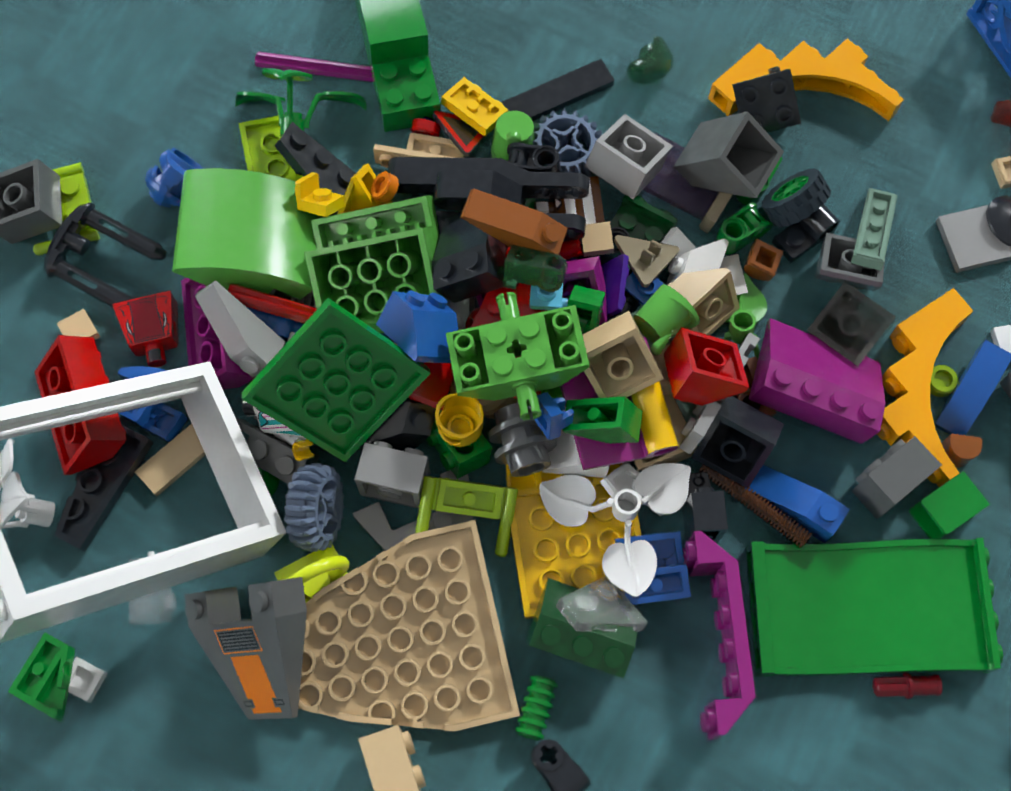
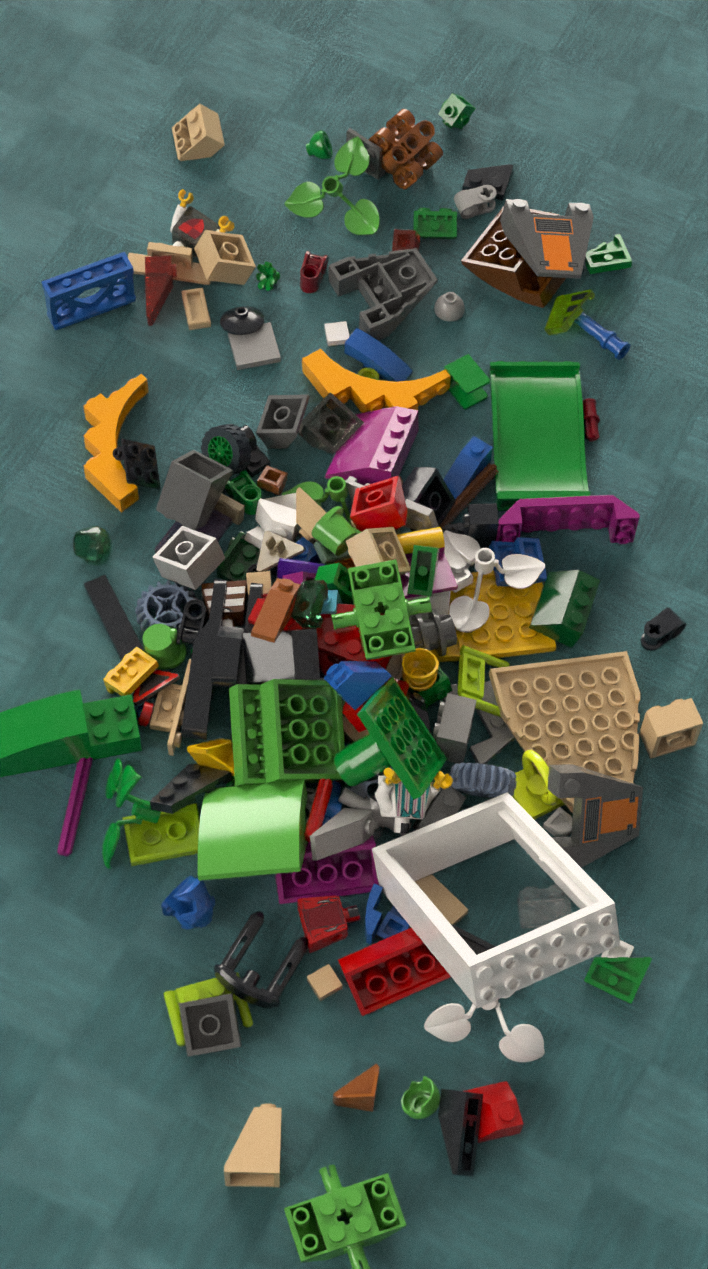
camera: 90 degrees left, 10 degrees down
(314, 199) = (225, 778): yellow bracket -> none
(384, 187) = (210, 733): orange tile -> none
(536, 707) = (619, 641): green piece -> none
(553, 417) = (423, 593): blue tile -> none
(600, 607) = (552, 590): clear wing -> none
(874, 229) = (253, 402): sand green tile -> none
(894, 476) = (448, 408): dark grey brick -> none
(962, 448) = (423, 367): dark orange brick -> none

